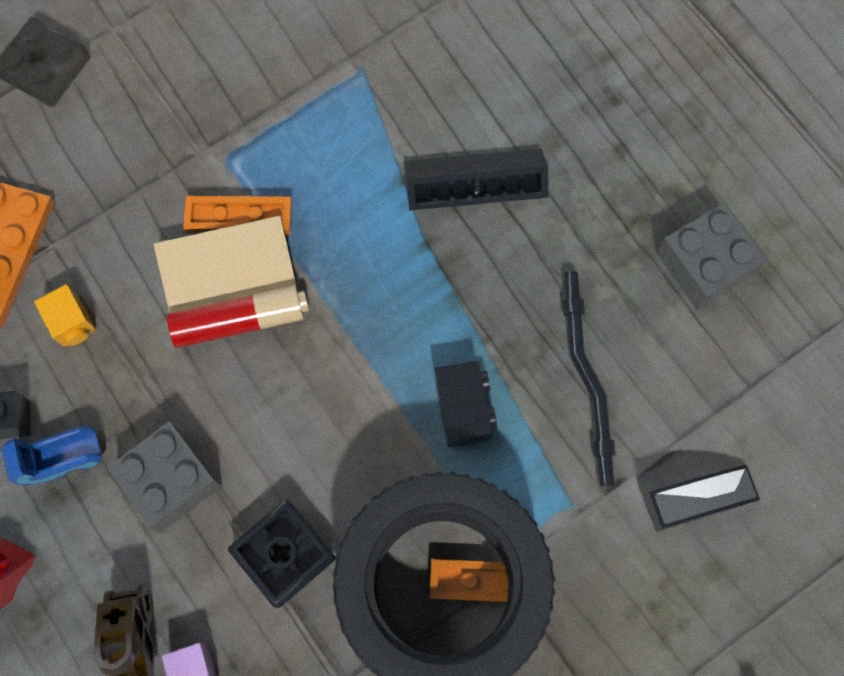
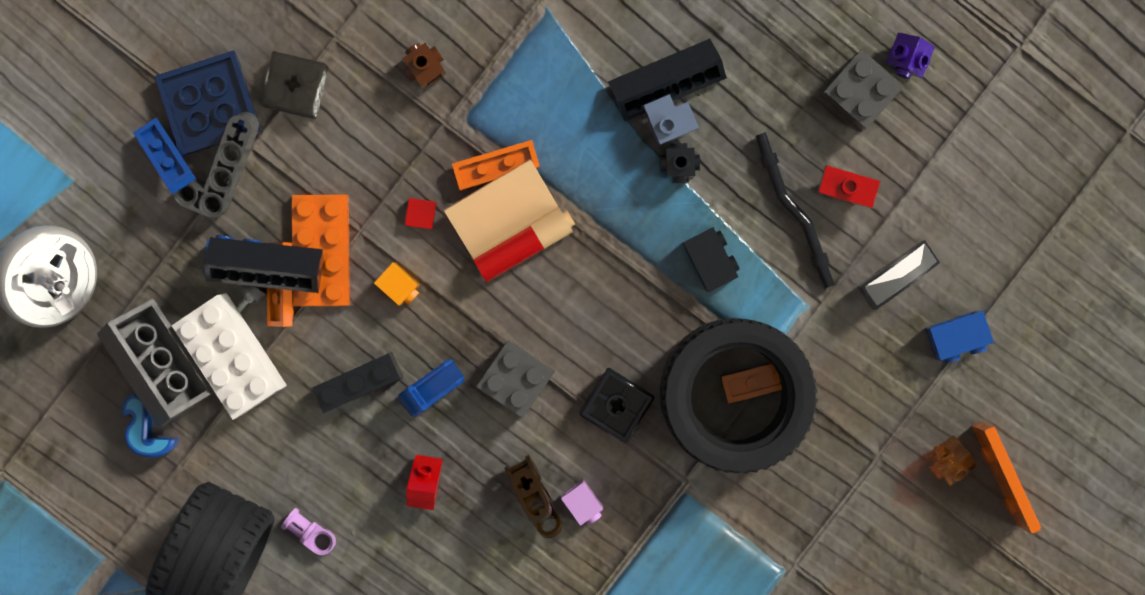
camera: 15 degrees left, 15 degrees up
(128, 245) = (420, 213): none -> red tile
(195, 79) = (430, 72): none -> reddish brown brick
(462, 285) = (669, 166): none -> black brick
(463, 222) = (669, 121): none -> sand blue brick
(664, 364) = (848, 187): none -> red brick
(766, 603) = (959, 336): none -> blue brick
(781, 231) = (909, 56): none -> dark purple brick

